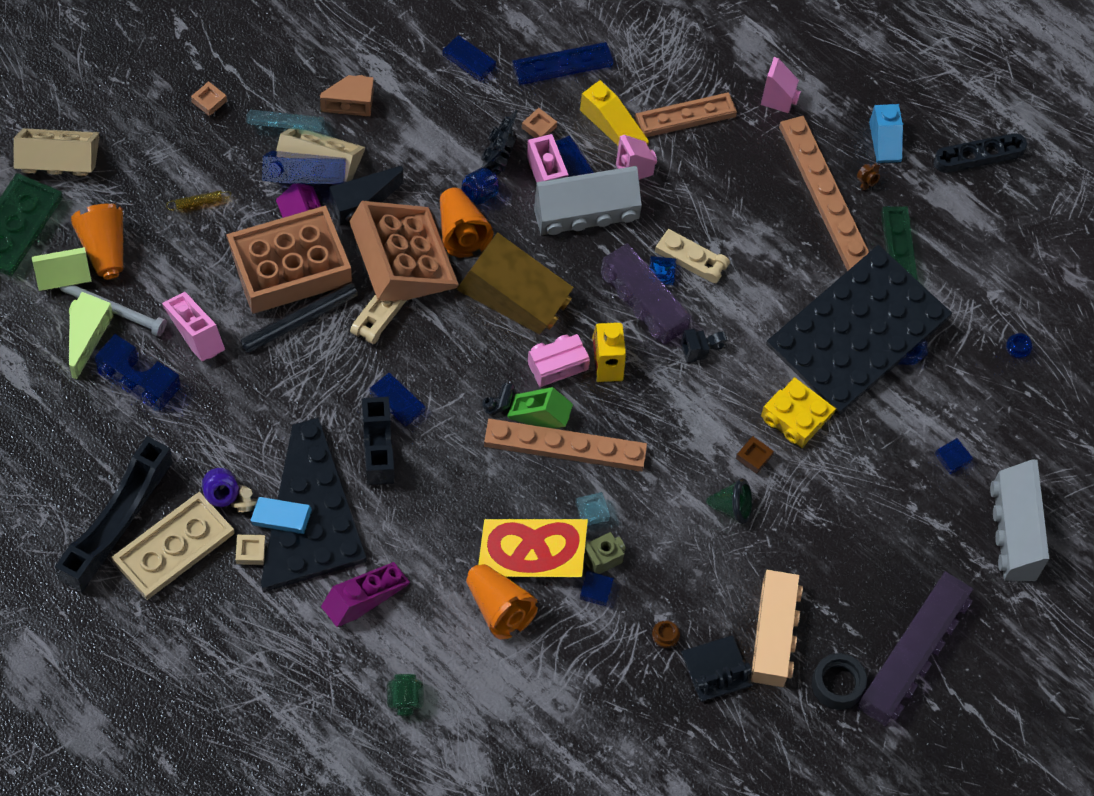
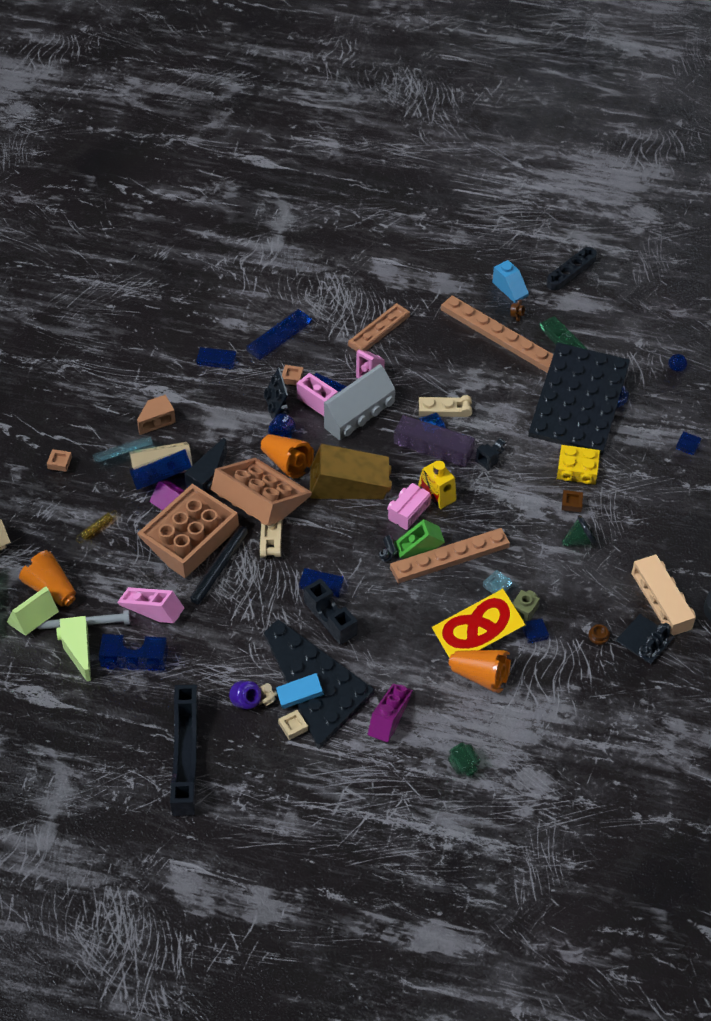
camera: 25 degrees left, 10 degrees down
(173, 545) = (237, 750): tan plate -> none
(609, 113) = (332, 348): yellow slope -> none
(780, 87) = (427, 285): bright pink slope -> none

